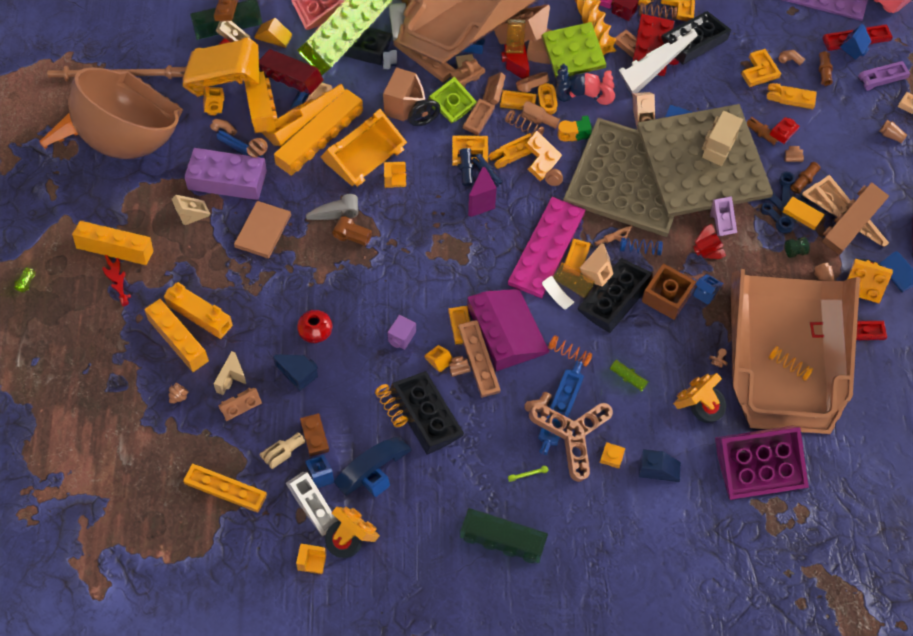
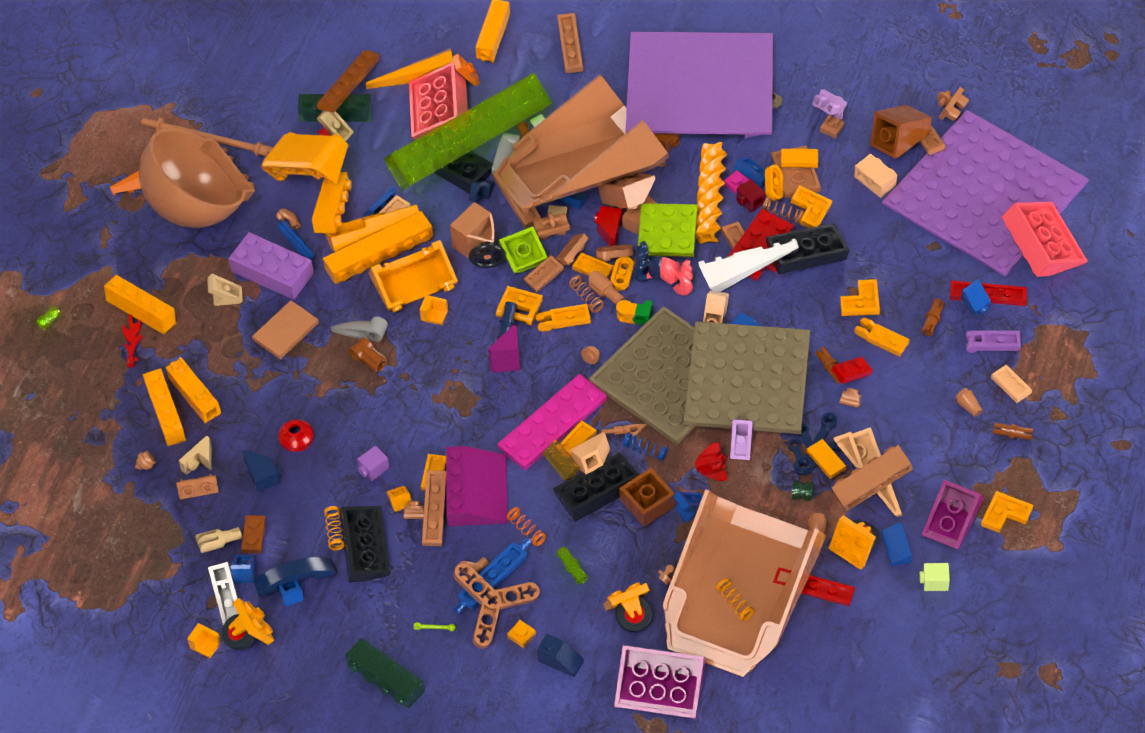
camera: 25 degrees right, 5 degrees down
(211, 103) = (287, 193): light orange brick -> none
(225, 488) = (153, 557): light orange plate -> none
(257, 147) = (309, 247): nougat arm -> none
(273, 33) = (377, 134): light orange slope -> none
(290, 71) = (372, 179): dark red brick -> none
(483, 163) = (525, 330): dark blue pin -> none
(515, 36) = (609, 200): clear yellow plate -> none
(546, 155) = (592, 329): light orange plate -> none
(557, 293) = (540, 468): white sticker -> none
(721, 137) = (767, 353): tan piece -> none
(791, 55) = (902, 293): nougat arm -> none
(805, 177) = (849, 424): dark orange pin -> none

